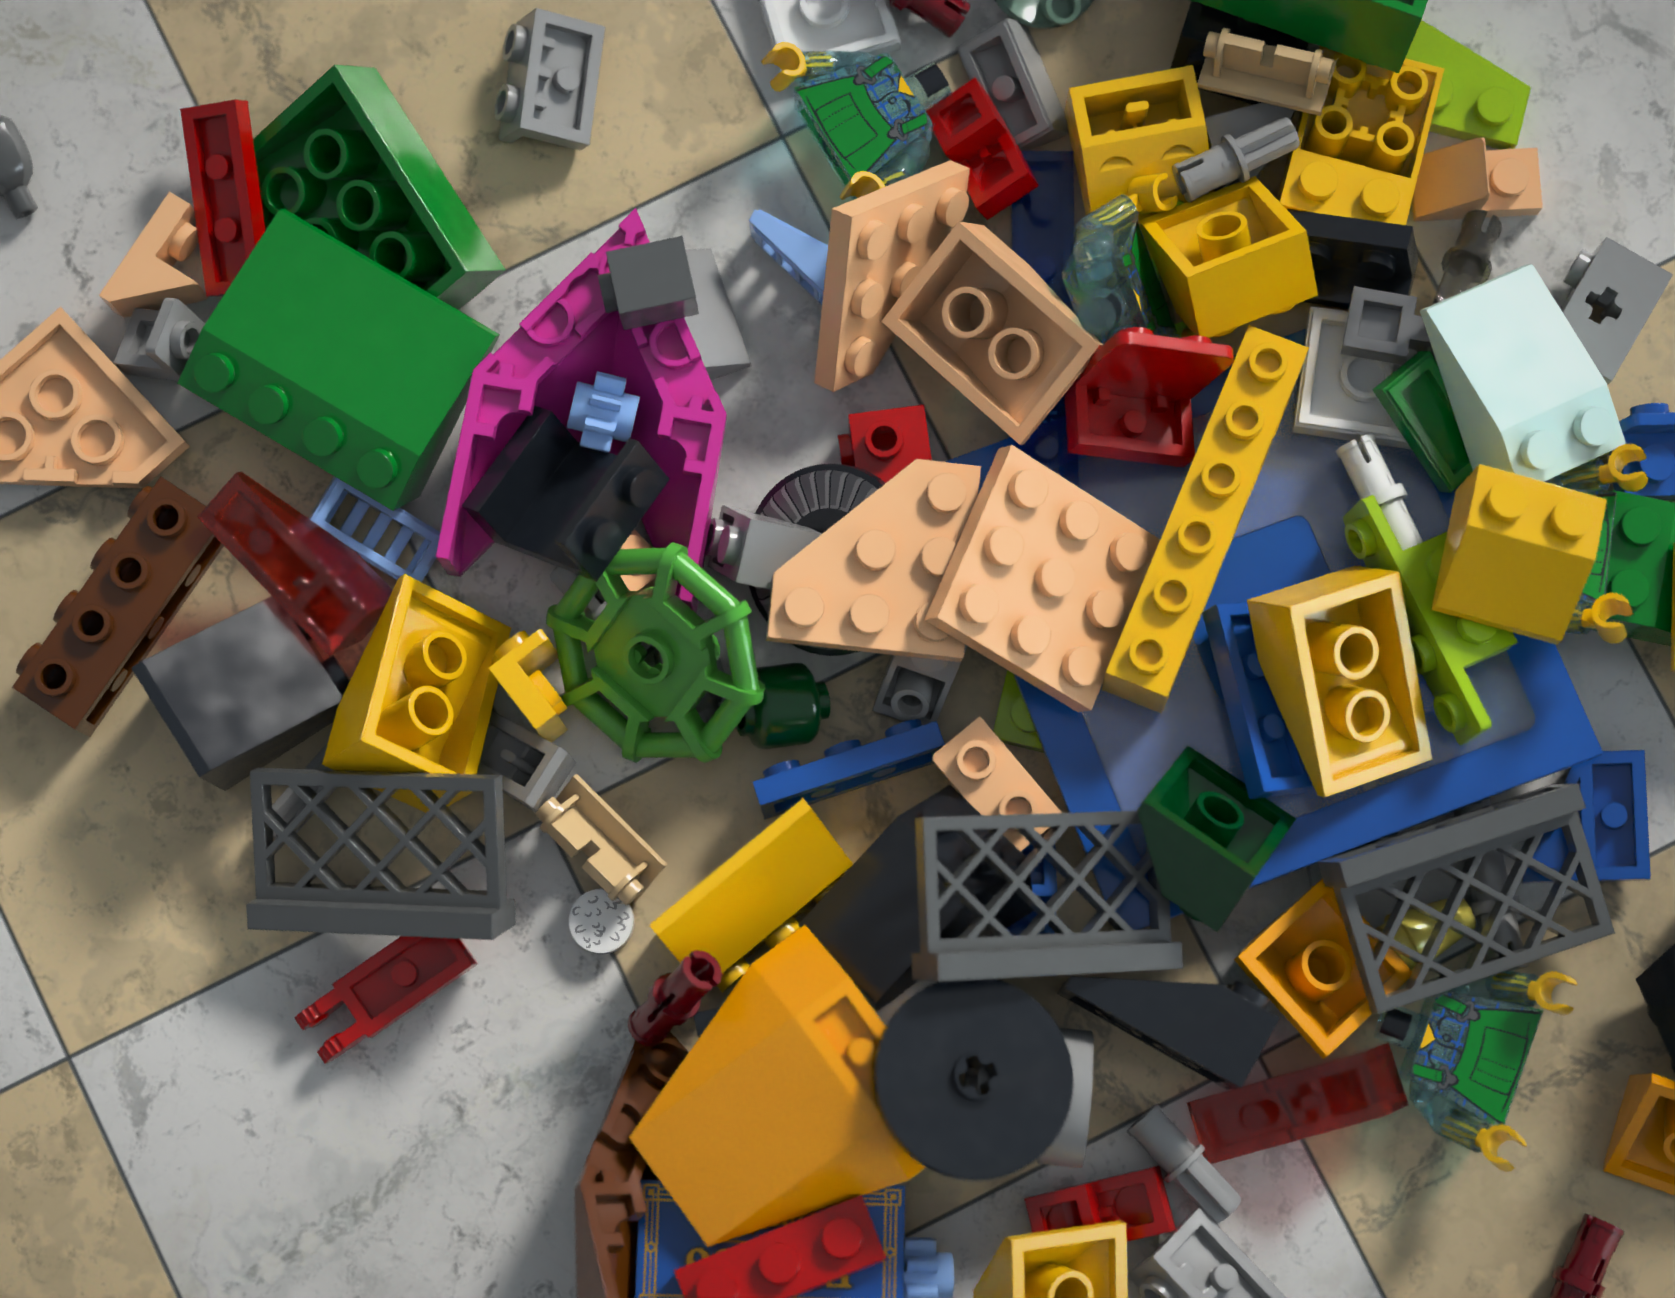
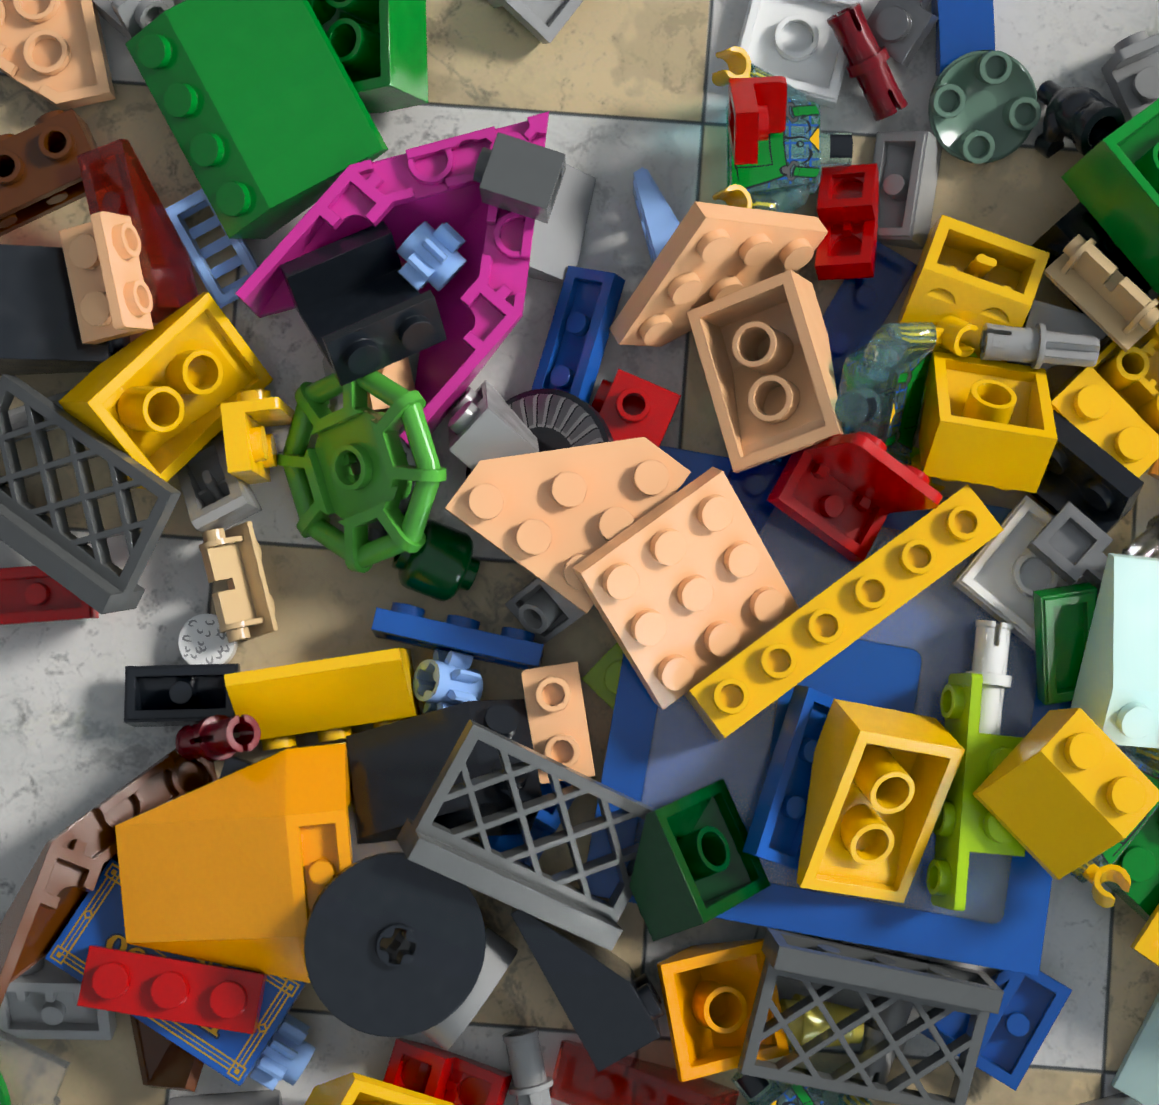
camera: 35 degrees right, 5 degrees up
(301, 615) = (107, 278): none -> light nougat bracket
(606, 987) = (176, 694): none -> black slope
(786, 402) = (579, 331): none -> blue plate
(833, 96) = (754, 111): none -> red bracket
(861, 814) = (447, 680): none -> light blue gear

